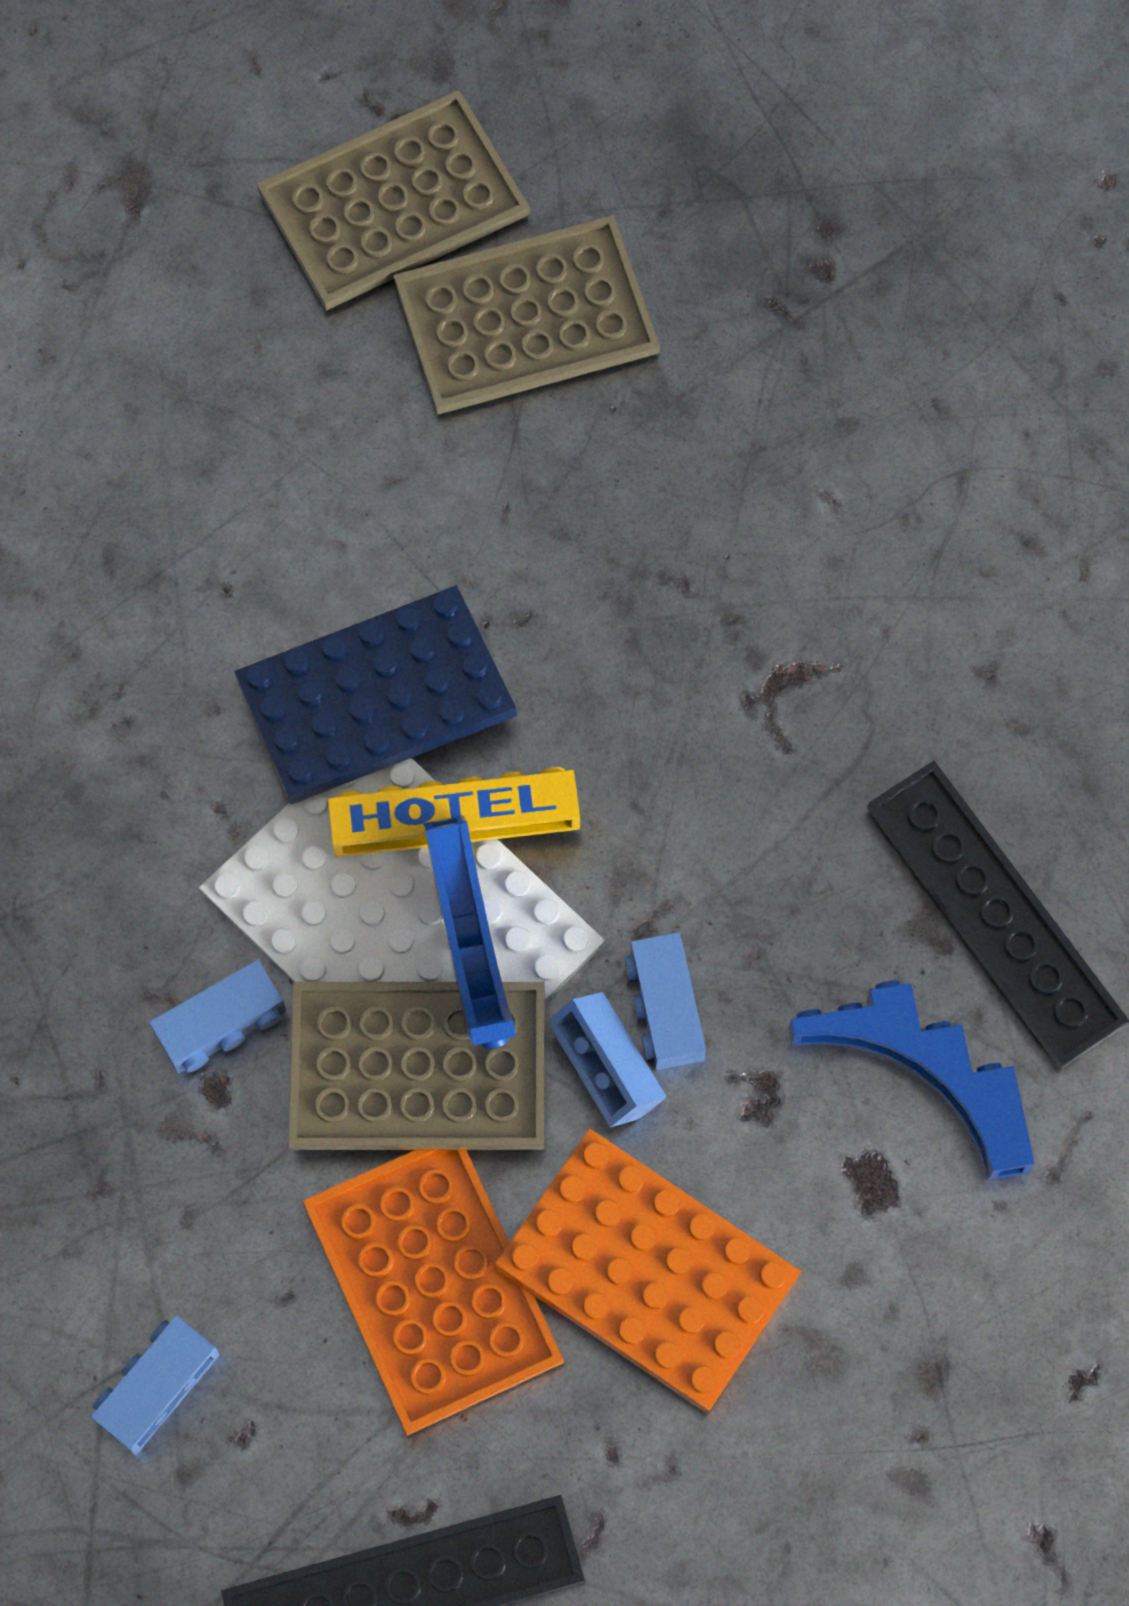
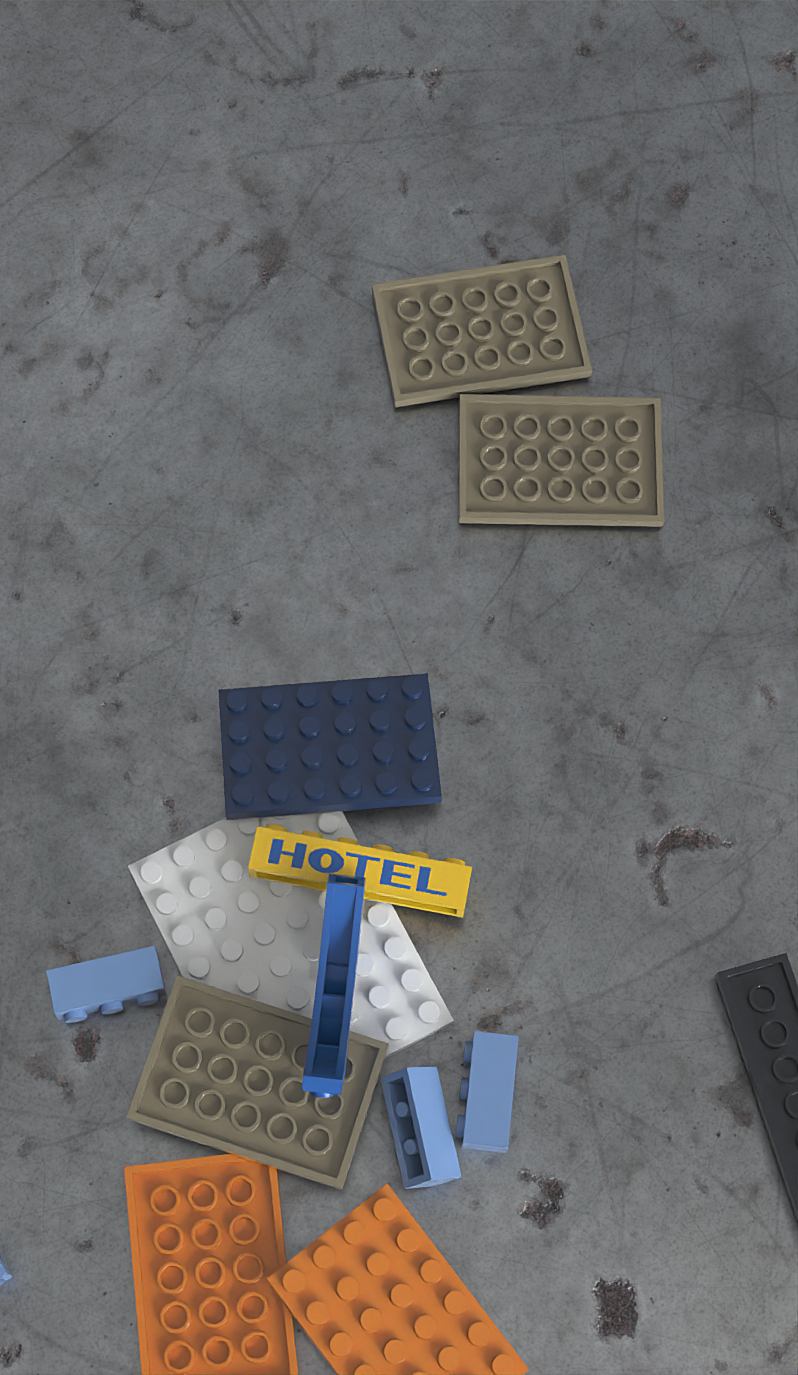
camera: 15 degrees right, 0 degrees up
(891, 1028) = (736, 1268): blue arch -> none

